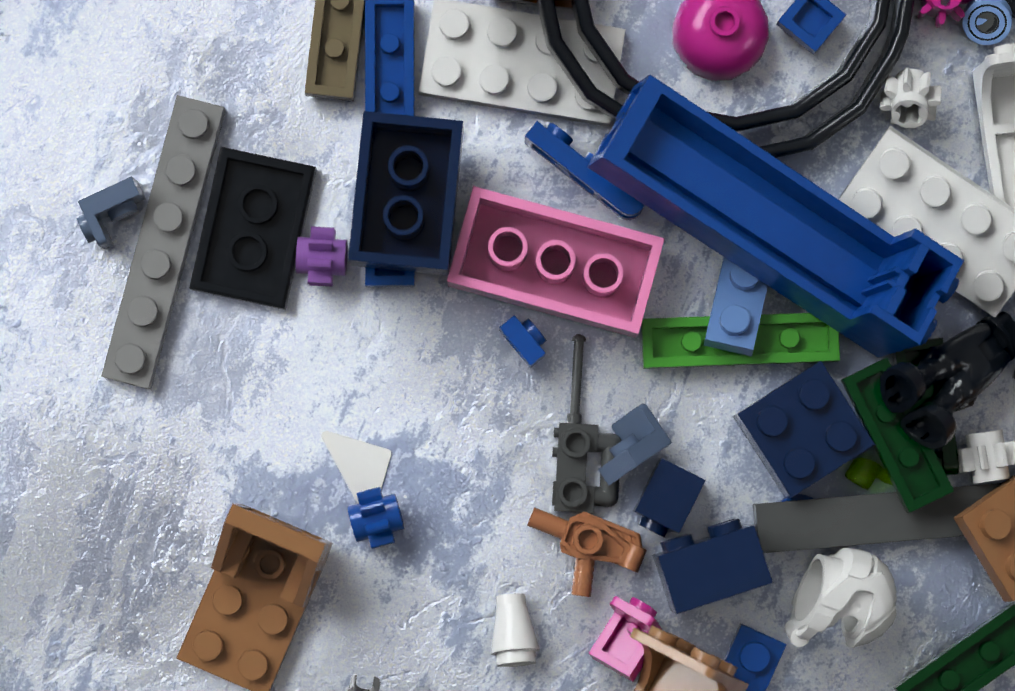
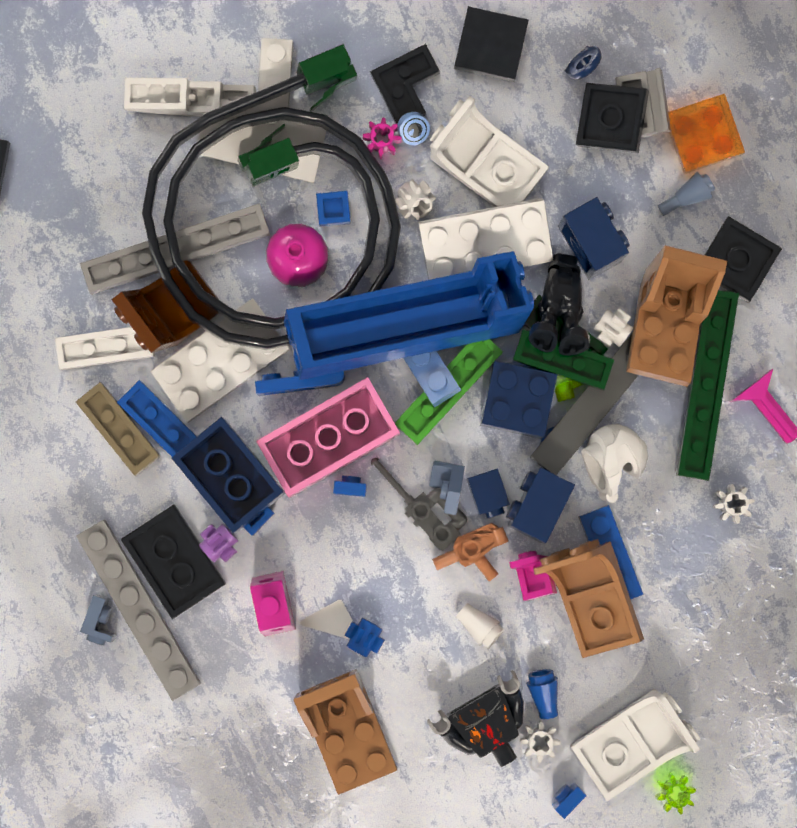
camera: 45 degrees left, 0 degrees up
(312, 381) = (272, 604): none -> dark pink torso

